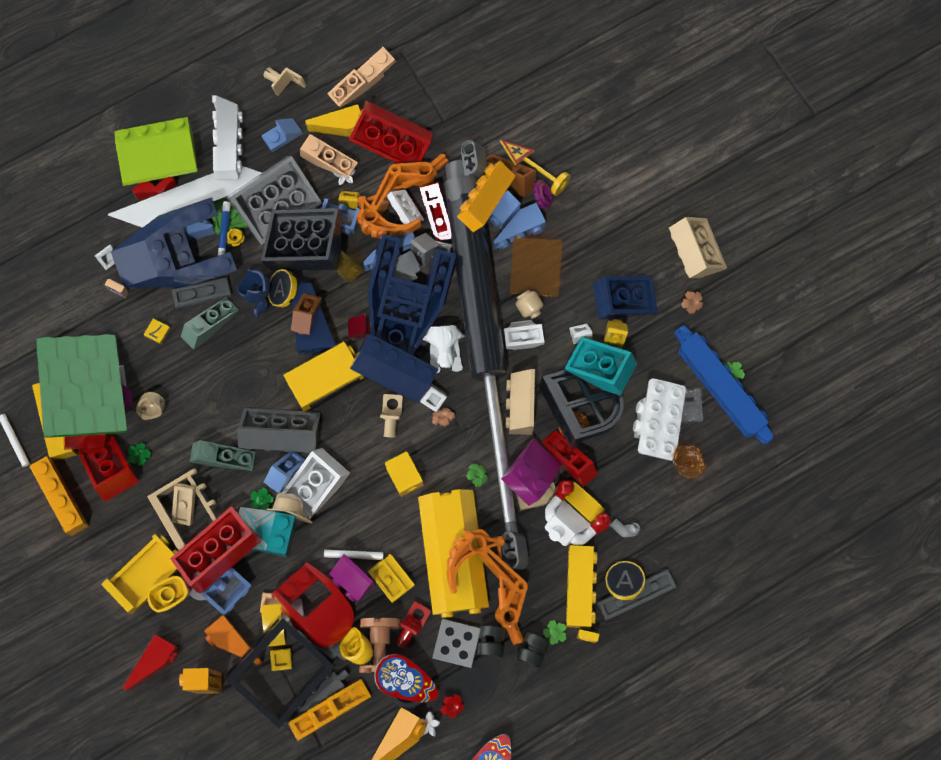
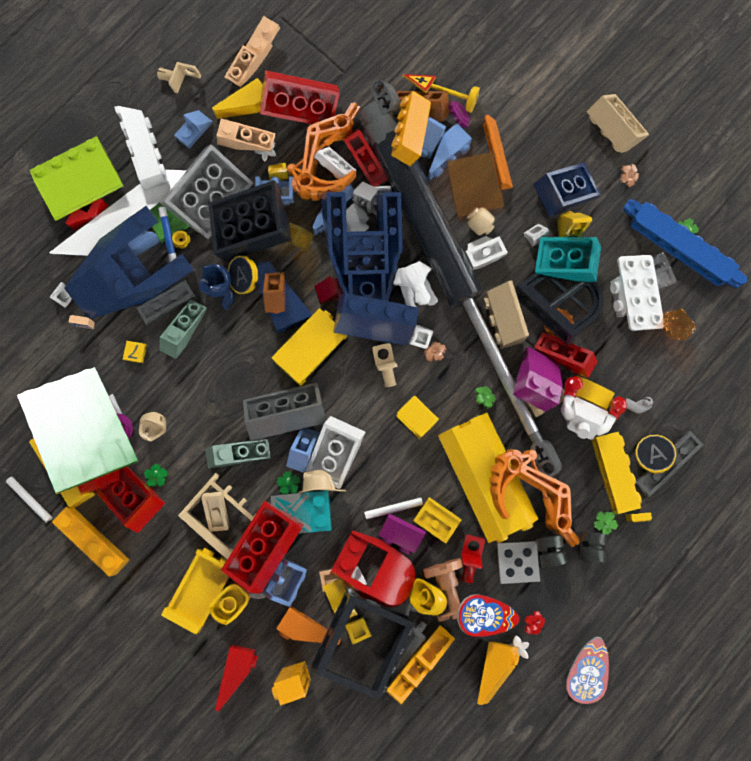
camera: 20 degrees left, 5 degrees up
(569, 243) = (495, 145): none -> orange slope

